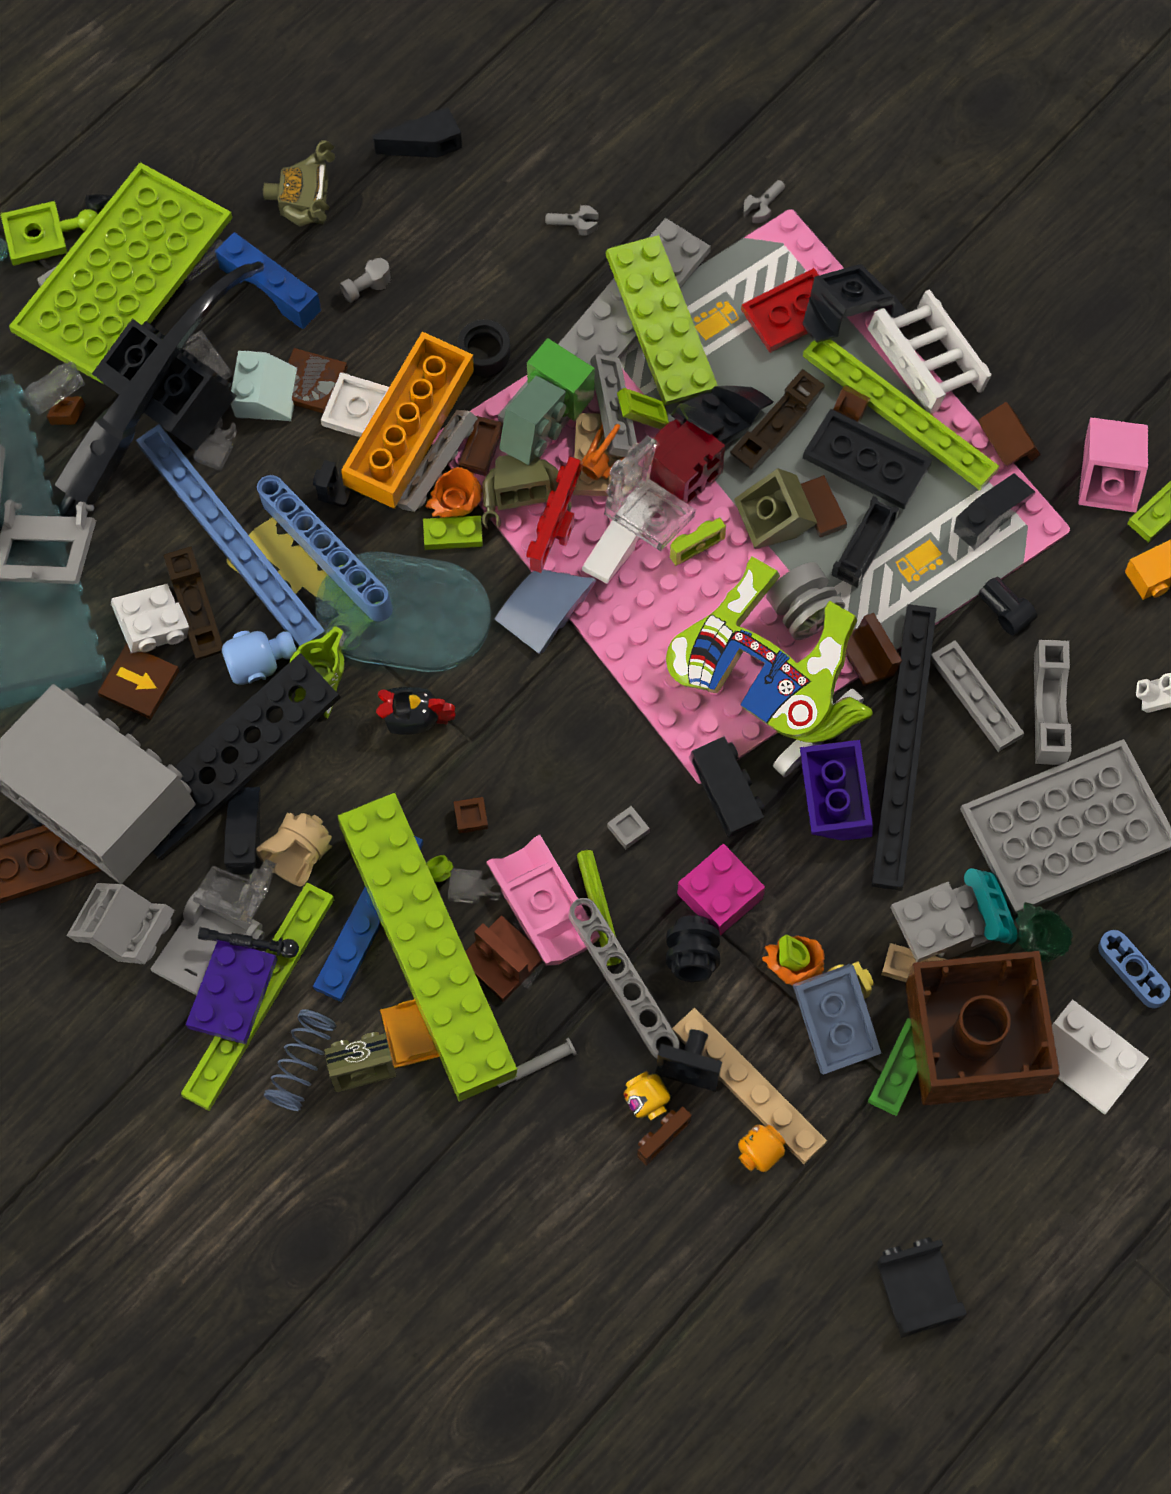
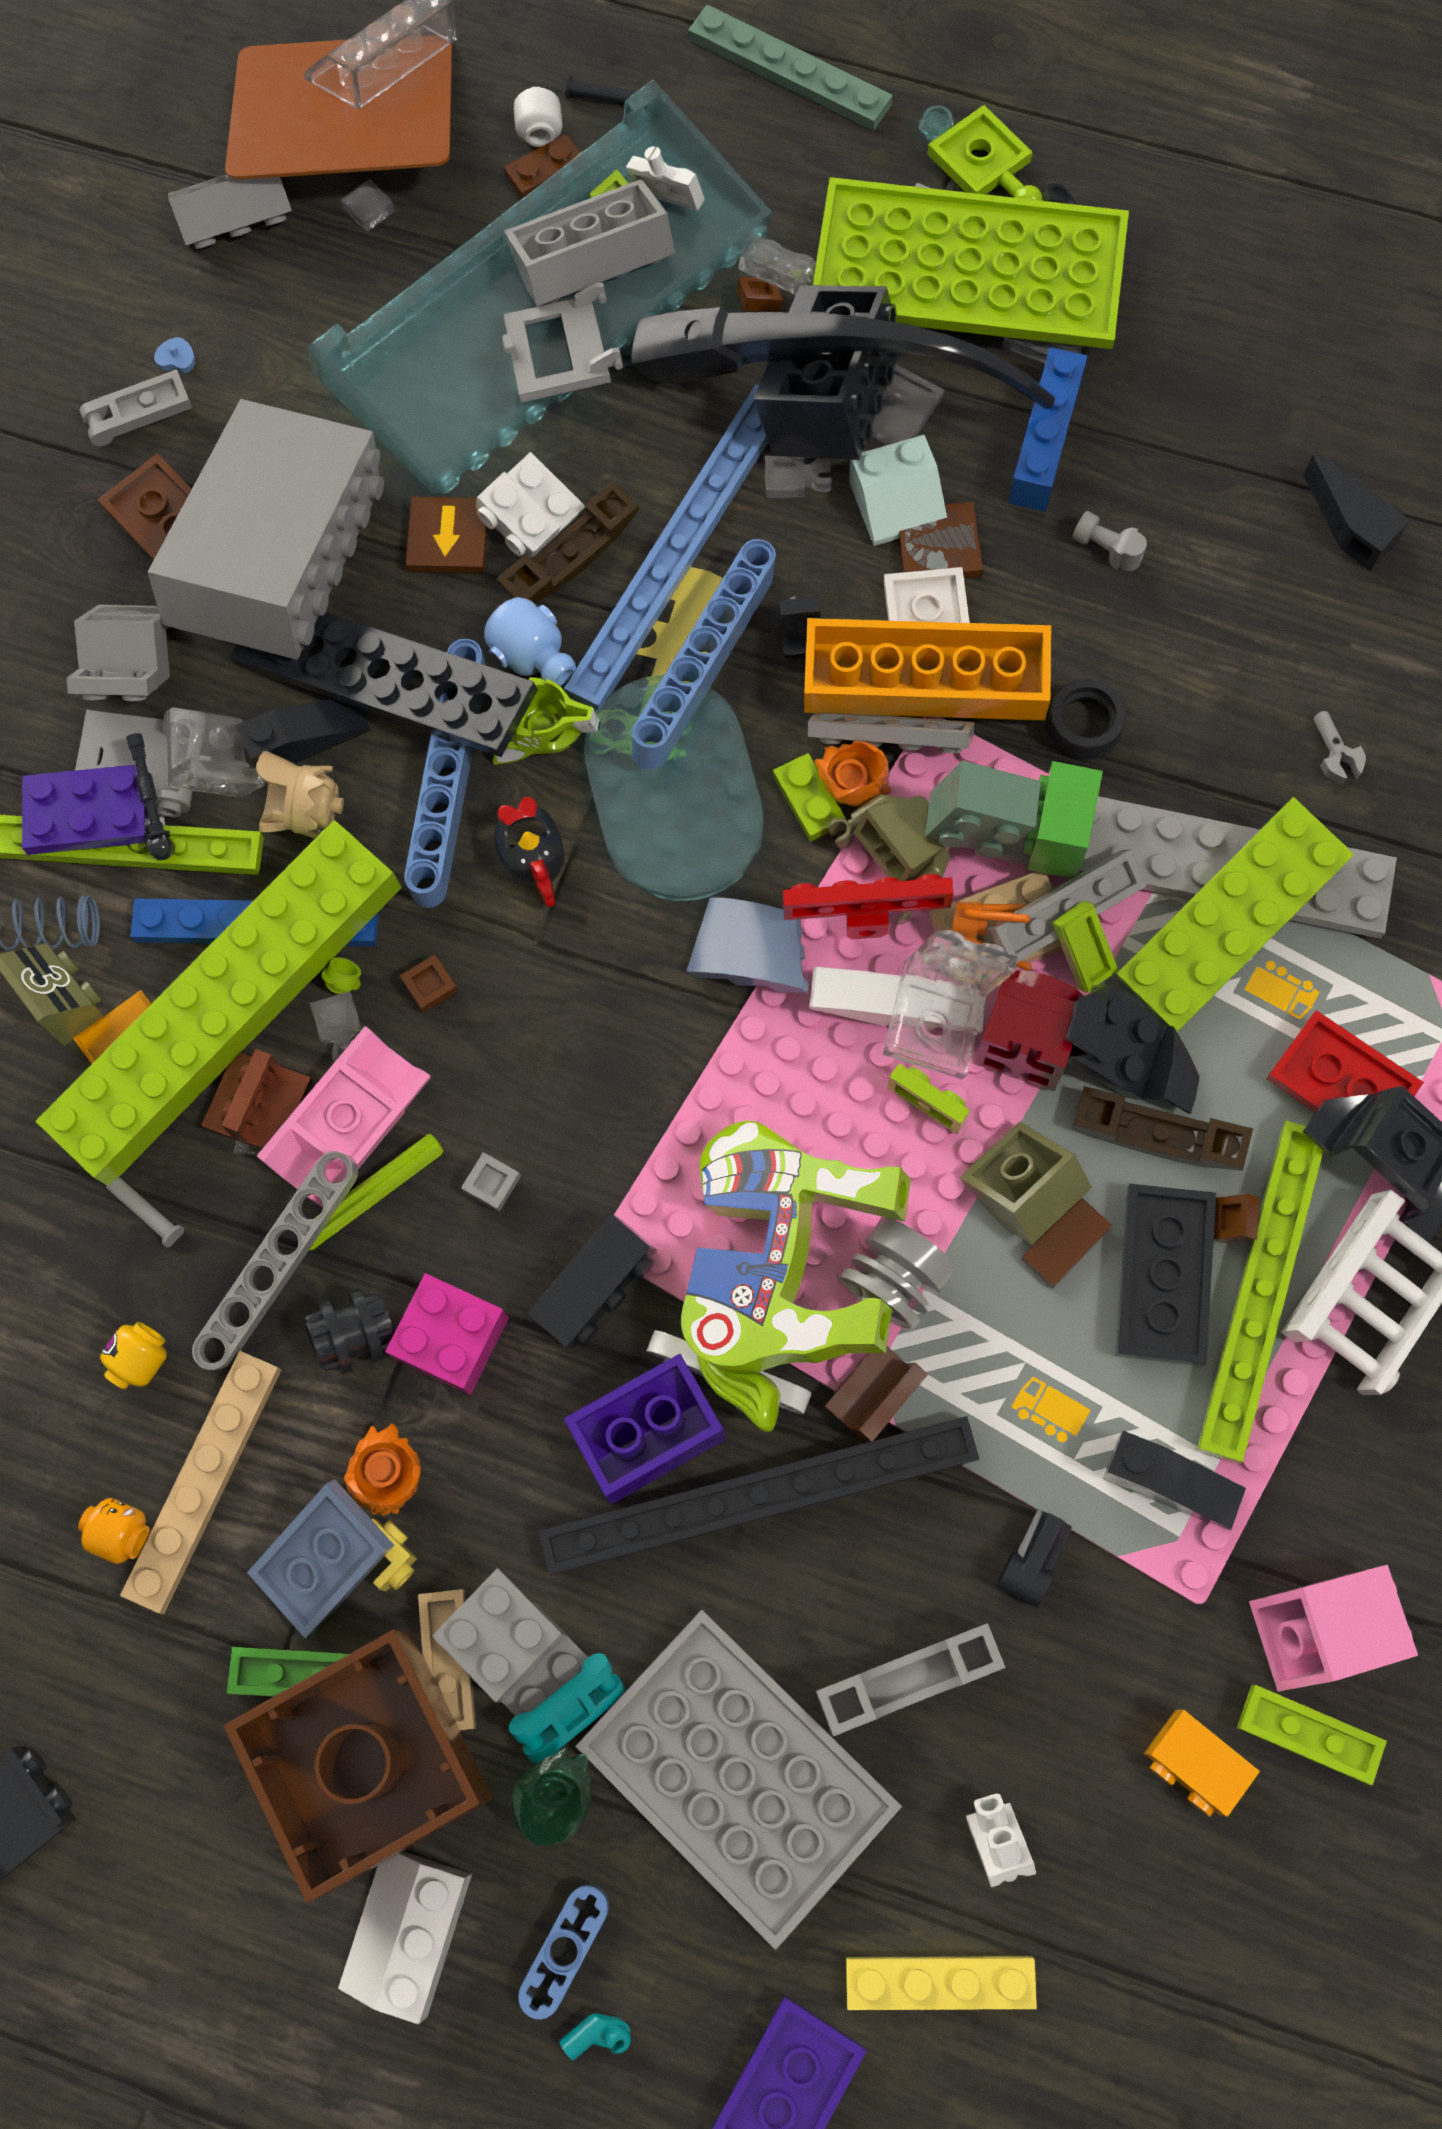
camera: 70 degrees right, 5 degrees up
(303, 188) = (1199, 411): olive torso -> none
(337, 751) = (440, 790): none -> medium blue beam
(481, 446) = (924, 773): reddish brown tile -> none
(672, 1126) = (74, 1389): reddish brown plate -> none
(689, 1064) = (184, 1390): black tile -> none
(793, 953) = (385, 1464): lime tile -> none
(865, 543) = (1037, 1323): black container -> none
(976, 696) = (878, 1568): light grey plate -> none
(1008, 435) = (1304, 1458): reddish brown panel -> none

